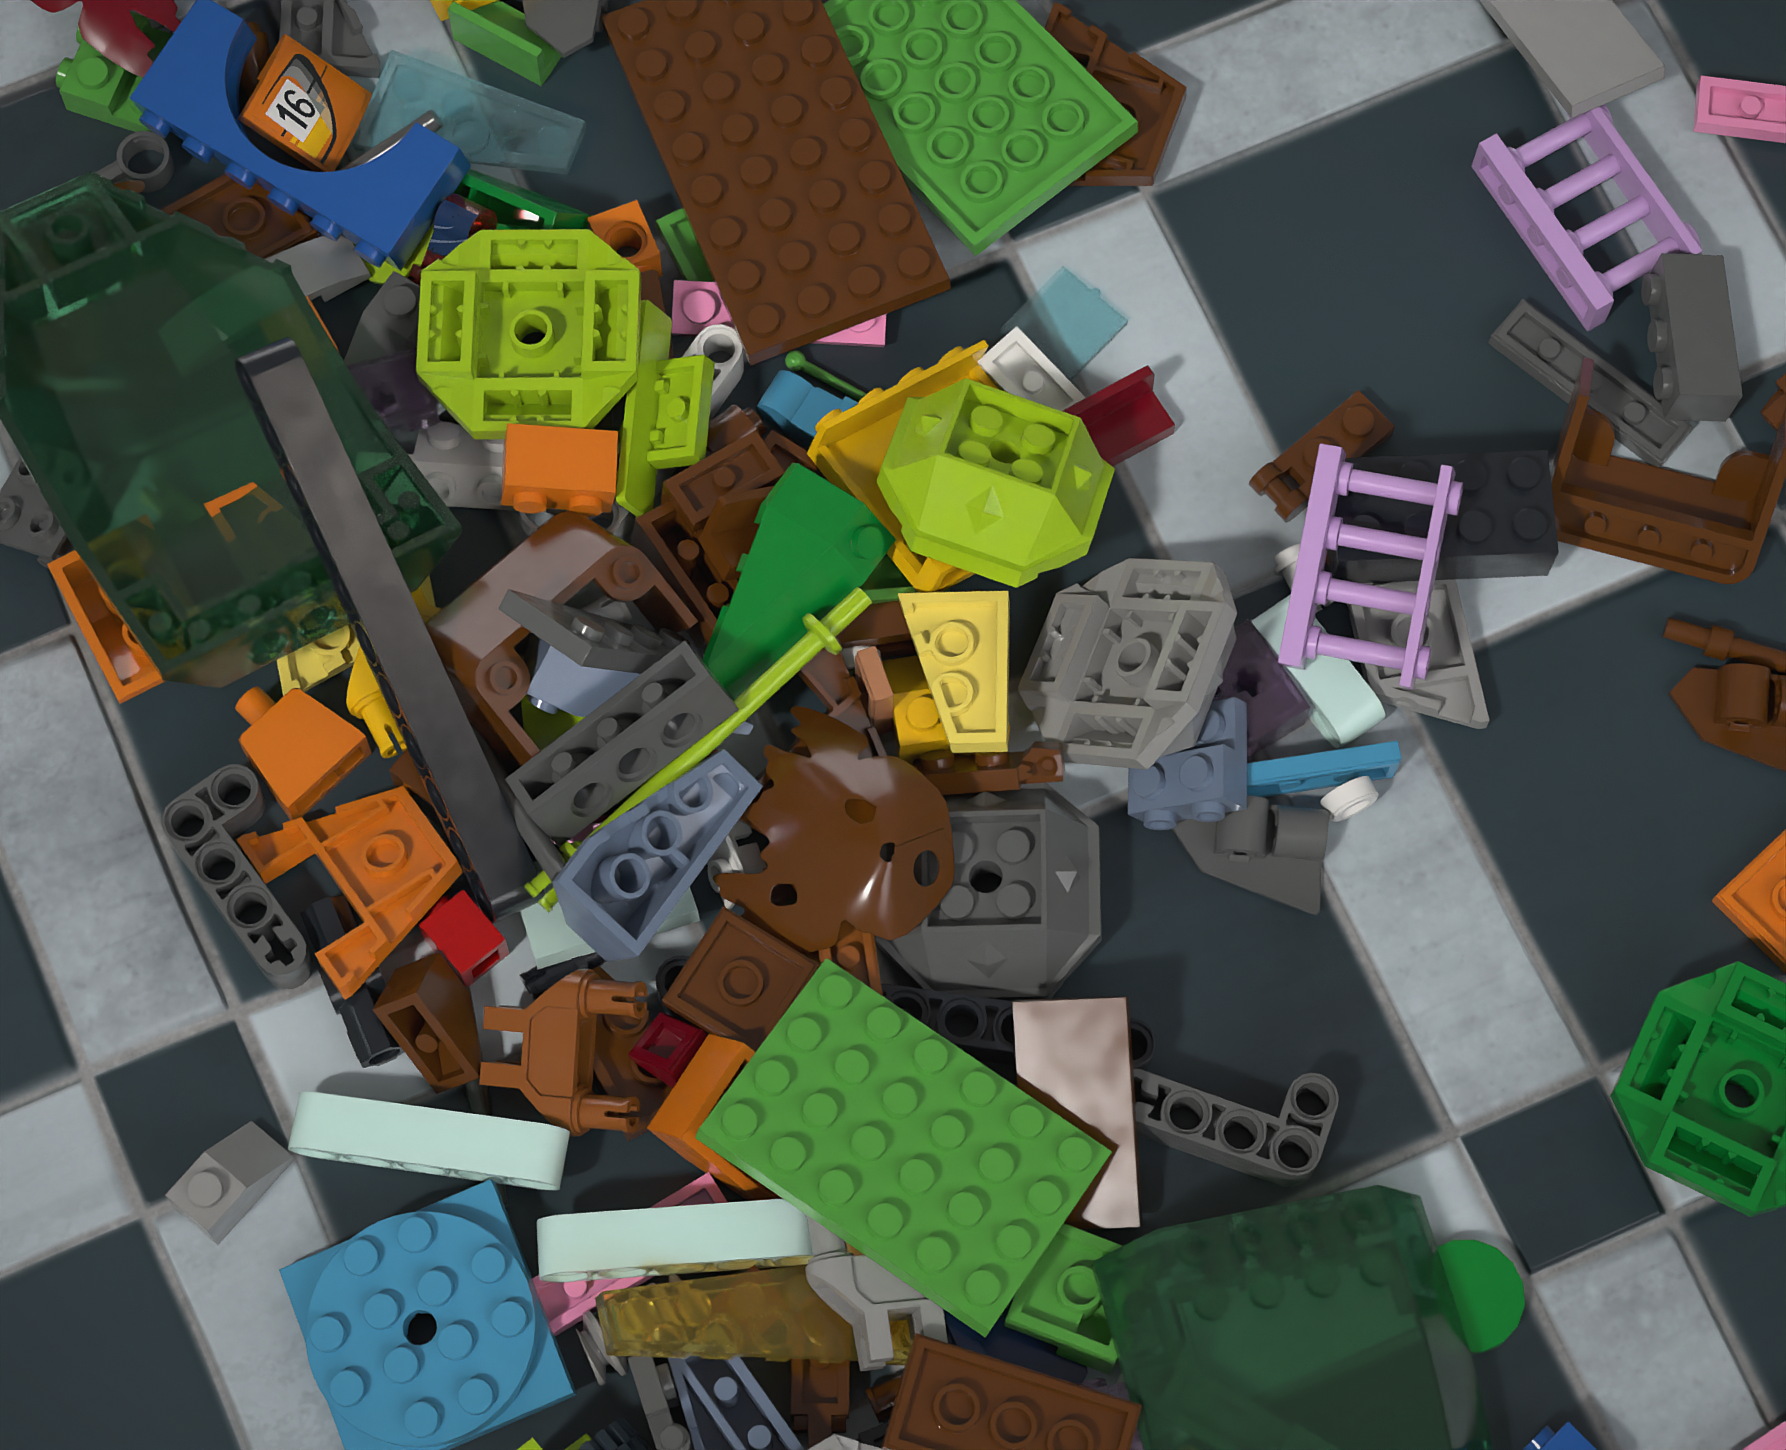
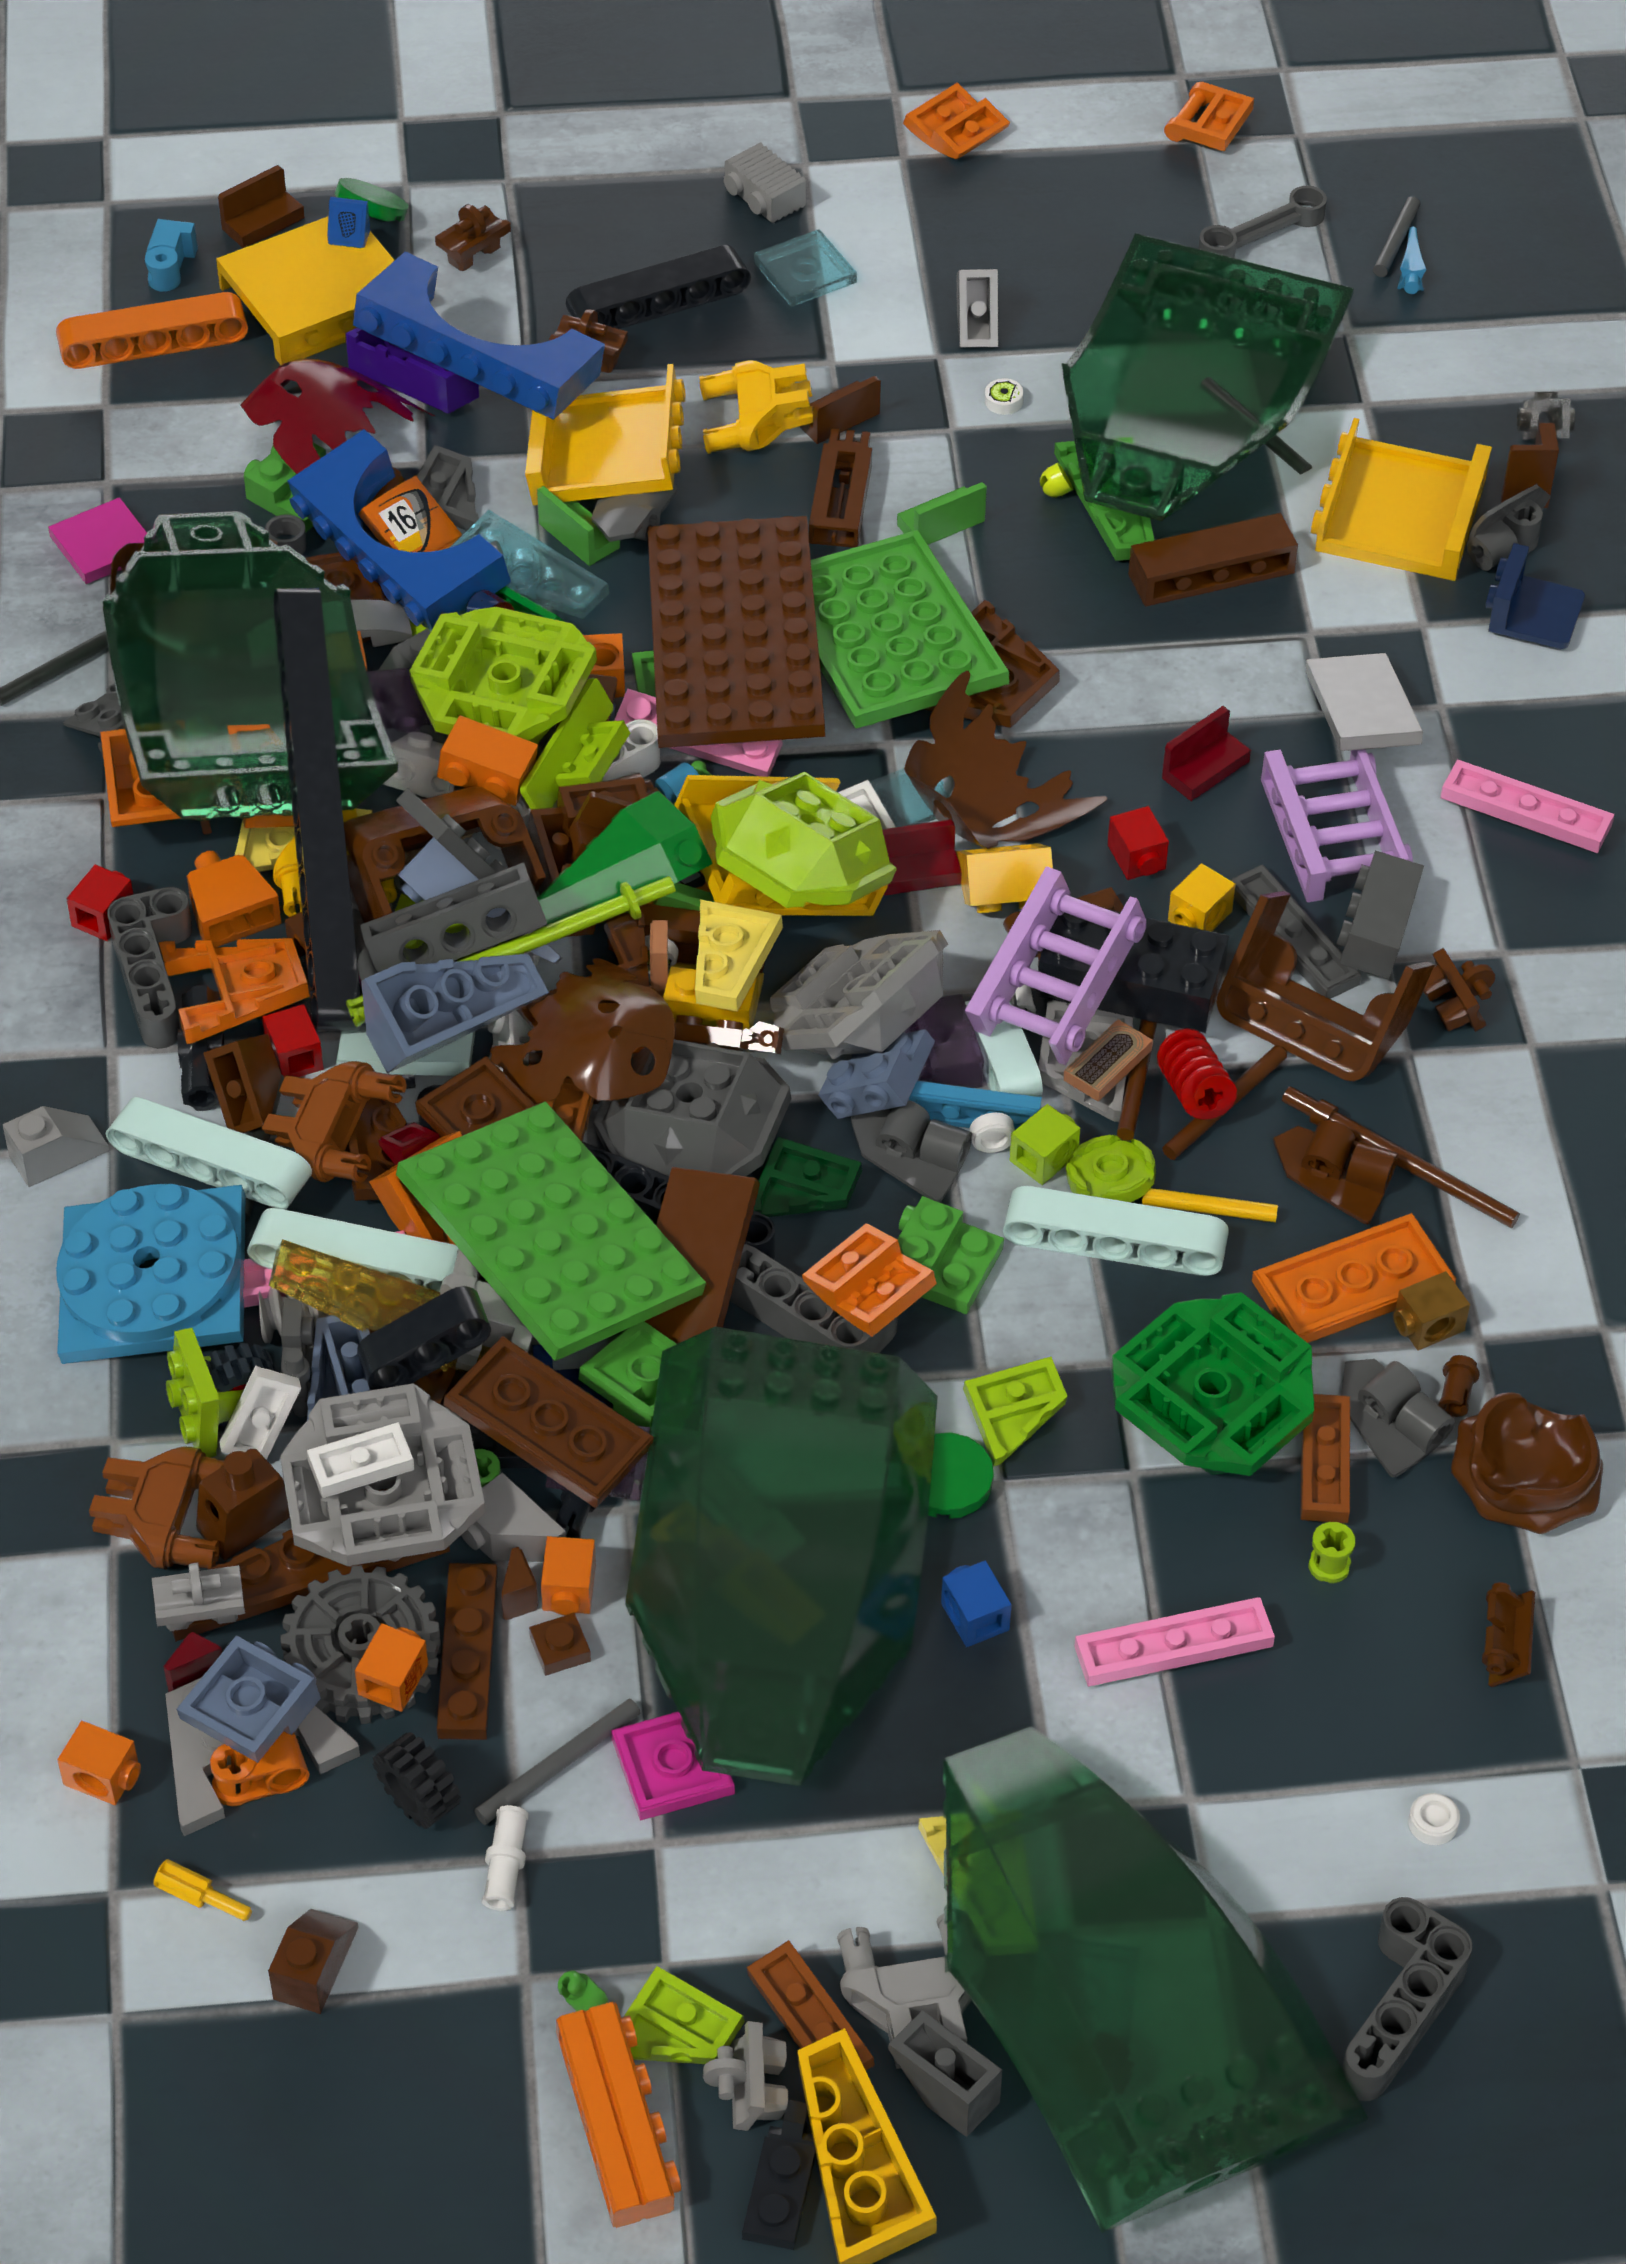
camera: 20 degrees right, 20 degrees down
(138, 801) = (92, 897): none -> red brick
(824, 1371) = (424, 1339): none -> black beam
(1152, 938) = (805, 1180): none -> dark green wing
(1158, 281) = (985, 777): none -> reddish brown piece
(1230, 411) = (1001, 874): none -> yellow slope
(1296, 1077) = (869, 1279): none -> orange slope
(1350, 992) = (952, 1249): none -> bright green plate
(1369, 317) = (1138, 843): none -> red brick
(1401, 162) = (1203, 755): none -> dark red panel
(1416, 794) = (1044, 1143): none -> lime brick
(1455, 656) = (1108, 1060): none -> tile
(1473, 382) = (1202, 899): none -> yellow brick
(1489, 669) = (1135, 1088): none -> reddish brown bar
(1503, 805) = (1111, 1169): none -> lime tile
(1511, 1177) = (1014, 1404): none -> lime wing
(1540, 891) = (1116, 1230): none -> light aqua beam
(1561, 645) = (1196, 1074): none -> red piece
(1596, 659) = (1244, 1085): none -> reddish brown bar
(1630, 813) = (1211, 1205): none -> yellow bar

